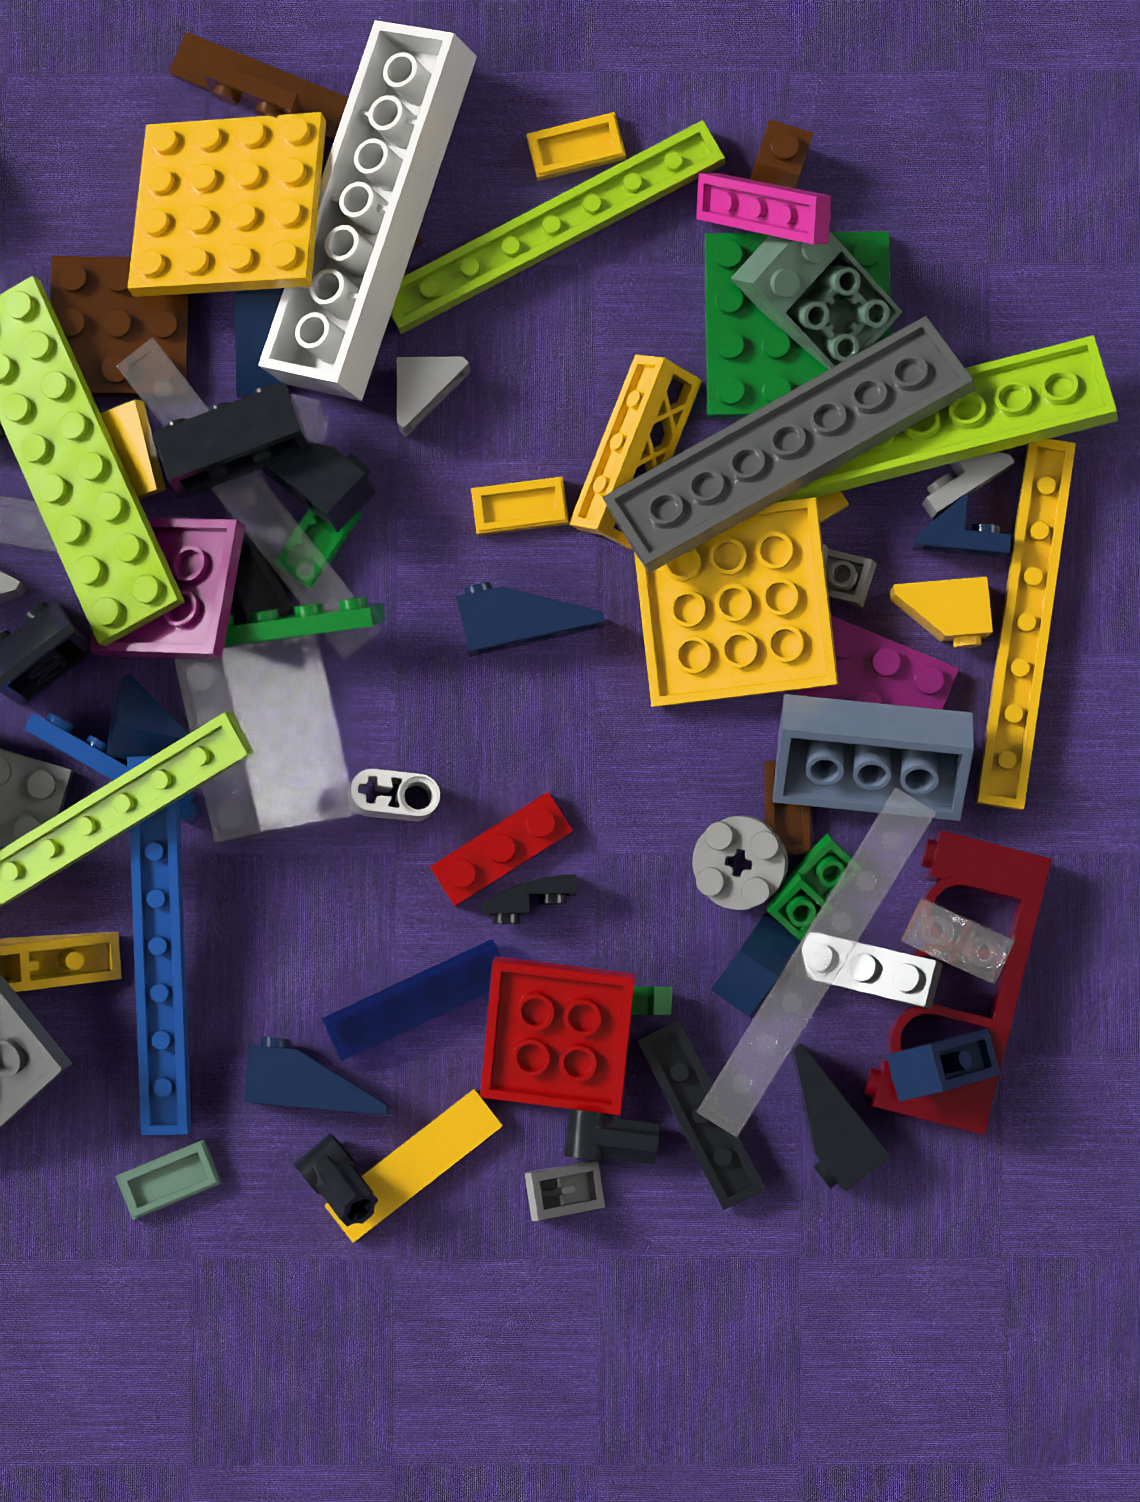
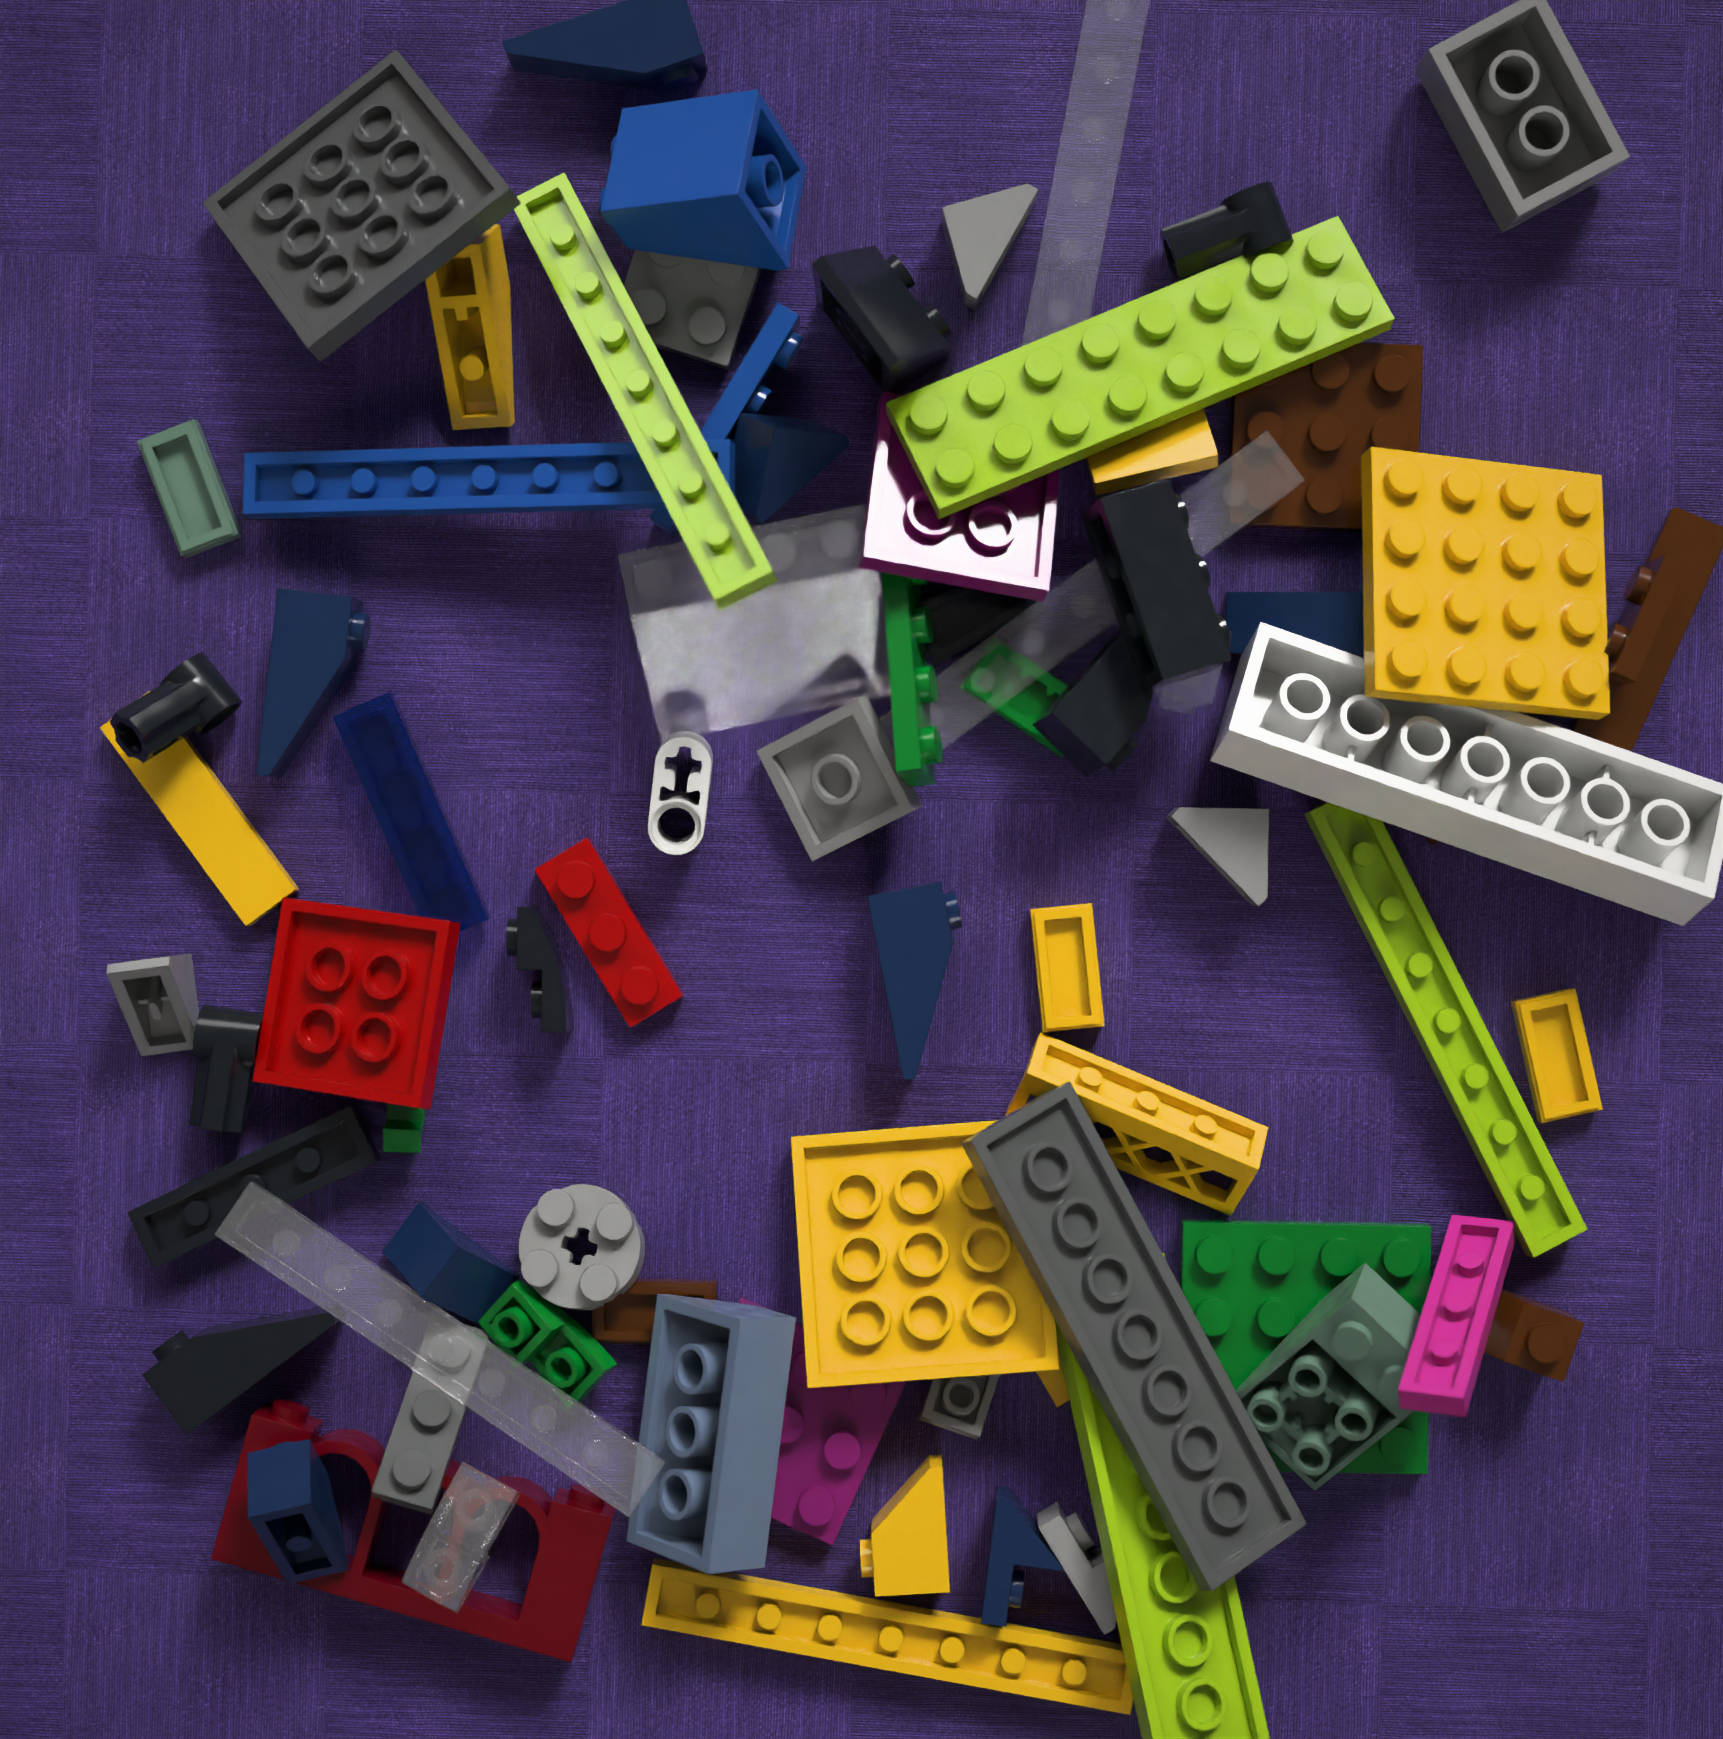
camera: 90 degrees right, 5 degrees up
(380, 676) = (838, 778): none -> light grey plate

